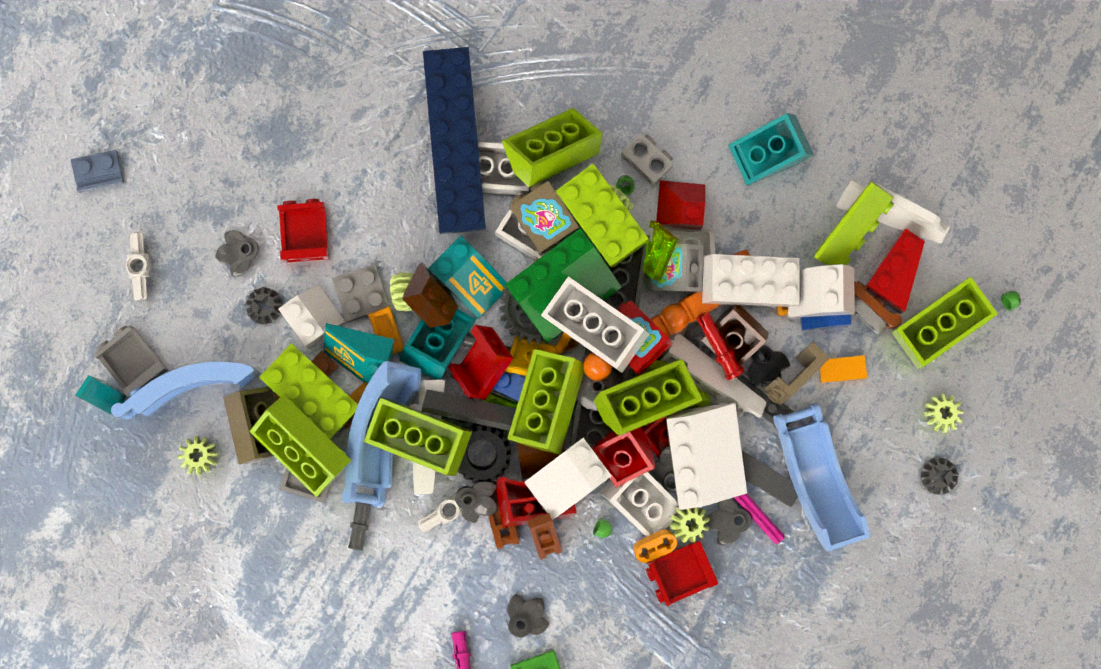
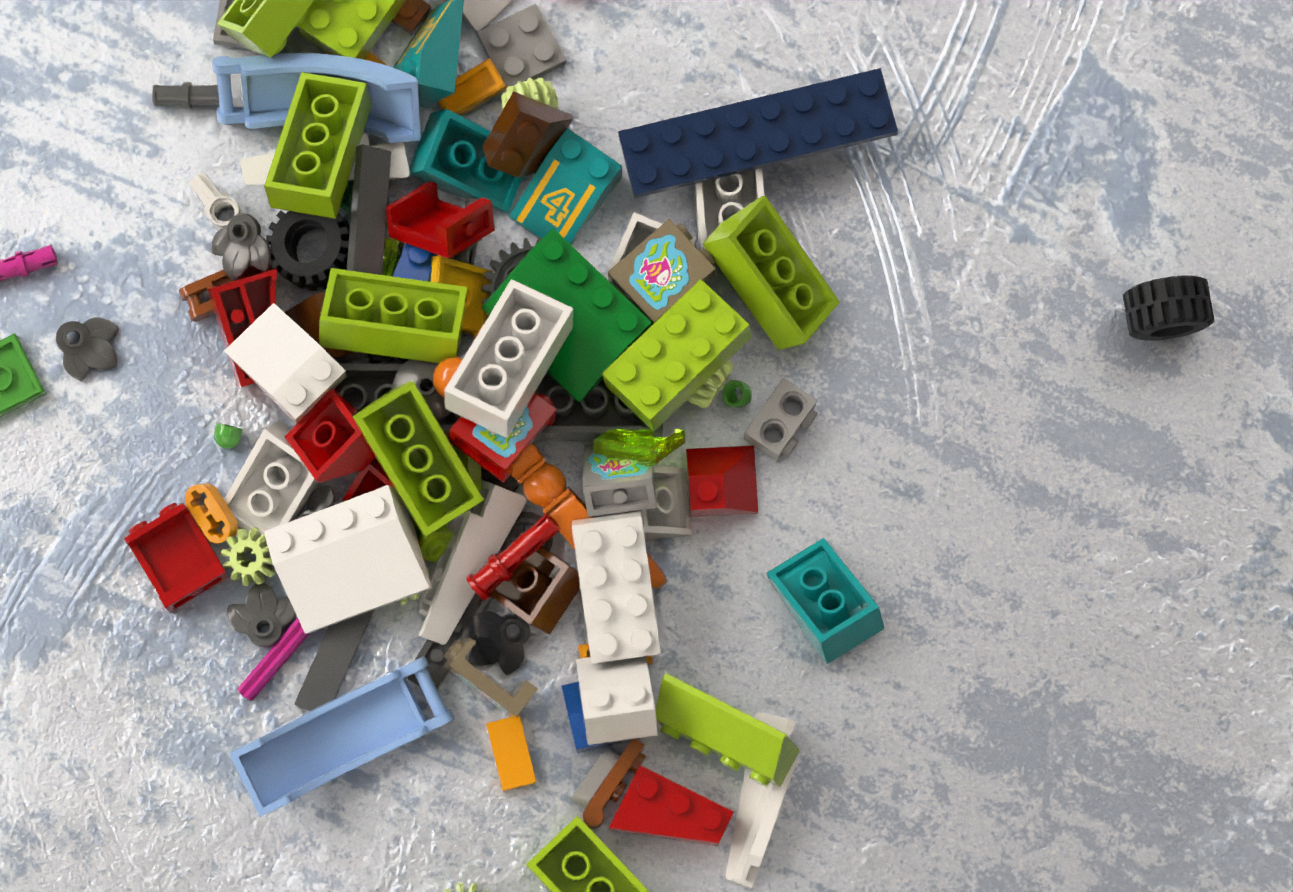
camera: 85 degrees right, 5 degrees down
(544, 535) = (201, 347): dark orange plate -> none

